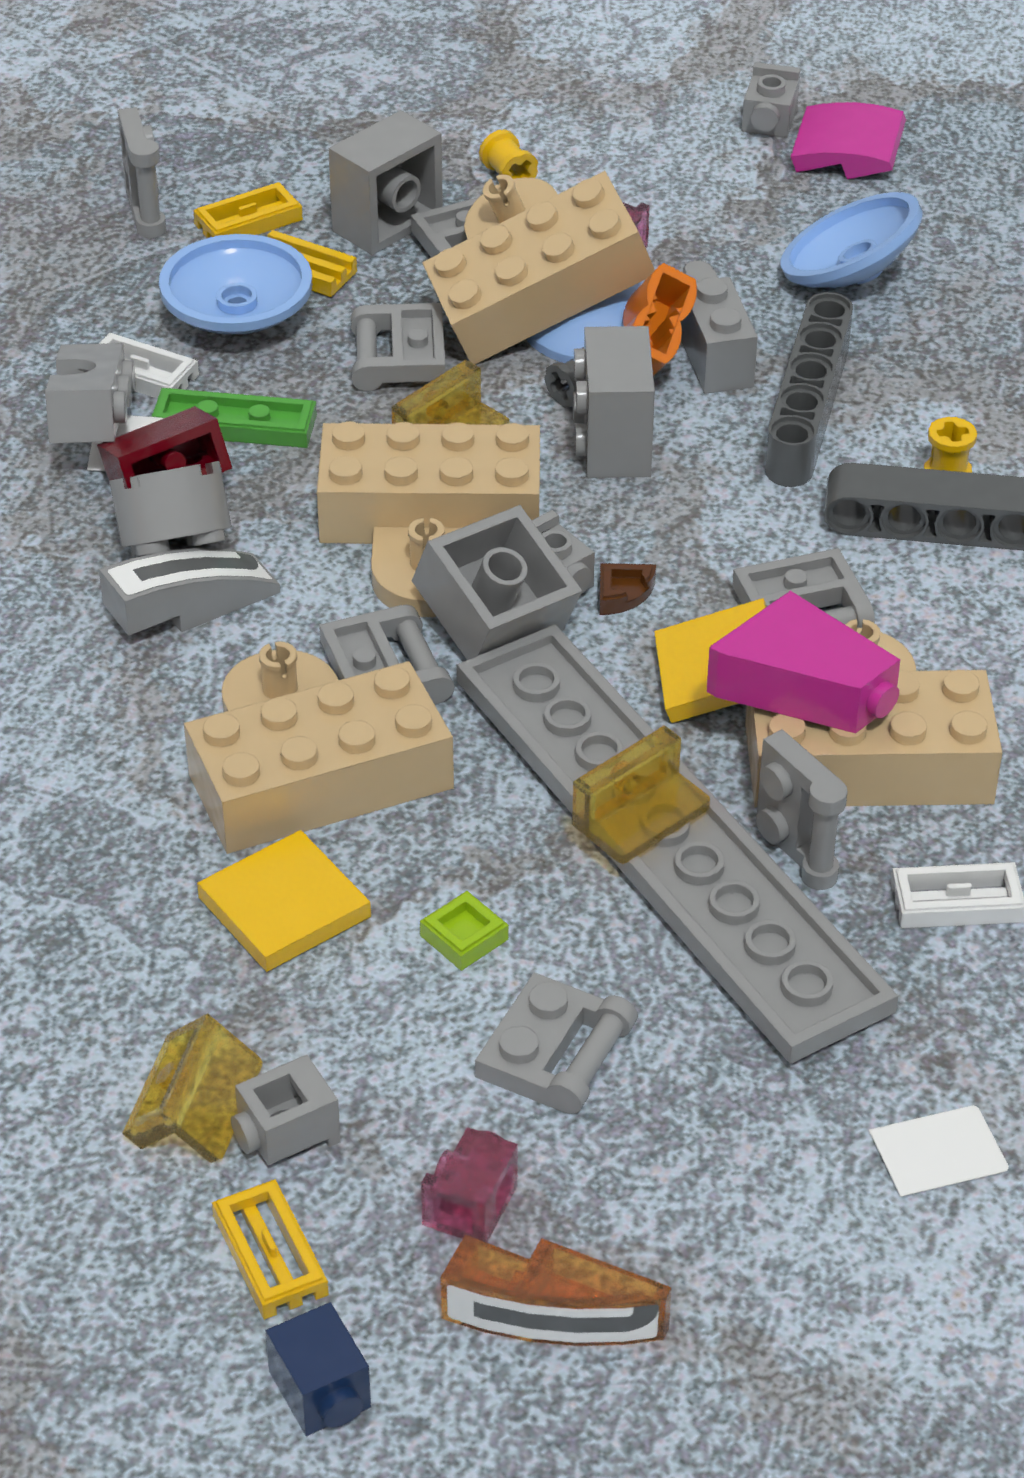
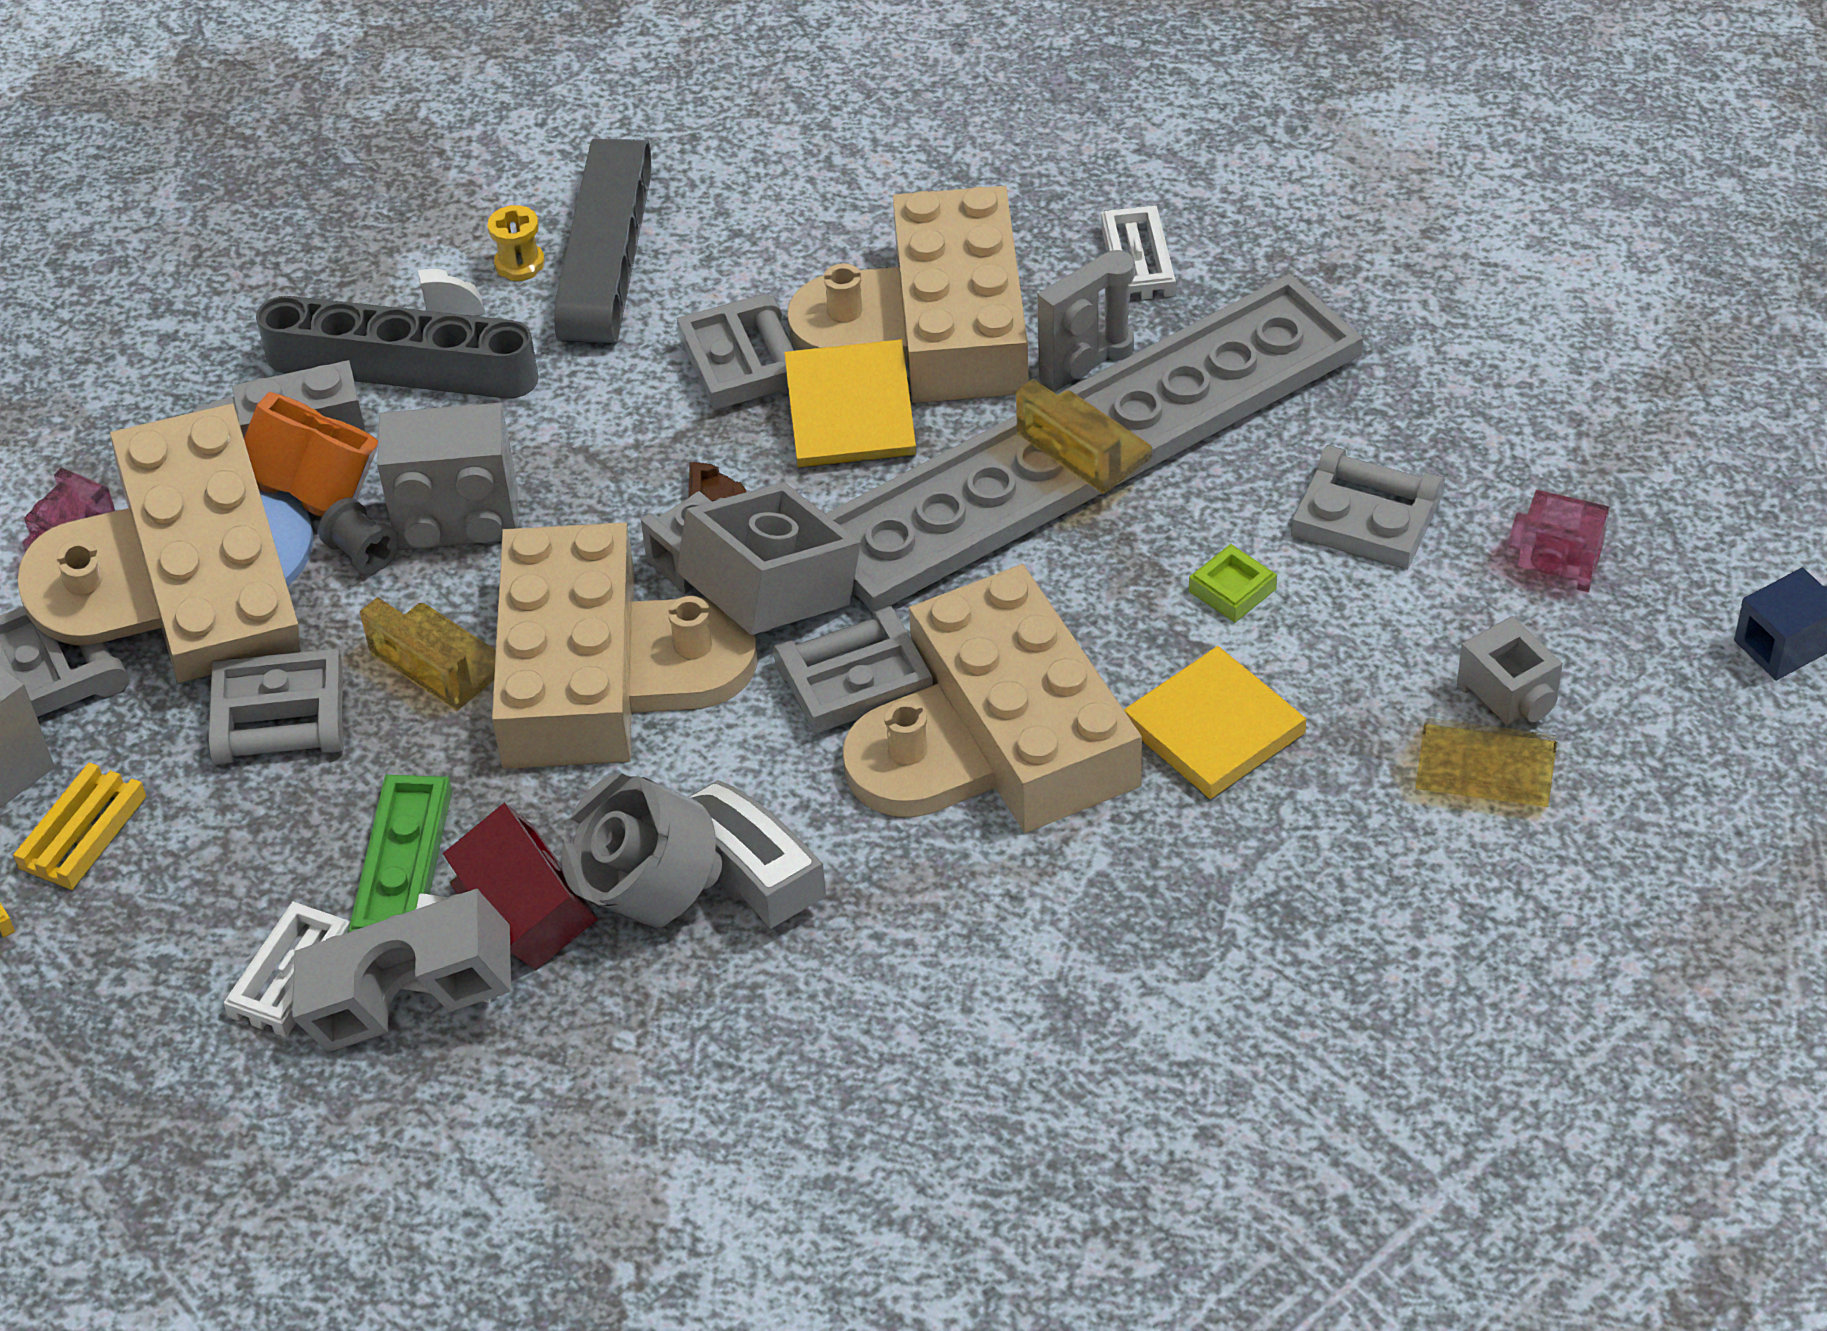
camera: 90 degrees left, 5 degrees up
(235, 283) = (167, 854): light blue dish -> none
(287, 1289) = (1658, 693): yellow tile -> none
(551, 1296) = (1670, 485): clear orange slope -> none
(804, 667) = (936, 284): dark pink slope -> none
(853, 241) = (125, 287): light blue dish -> none
(876, 416) = (449, 293): none -> white tile
(938, 1150) = (1431, 271): white sticker -> none

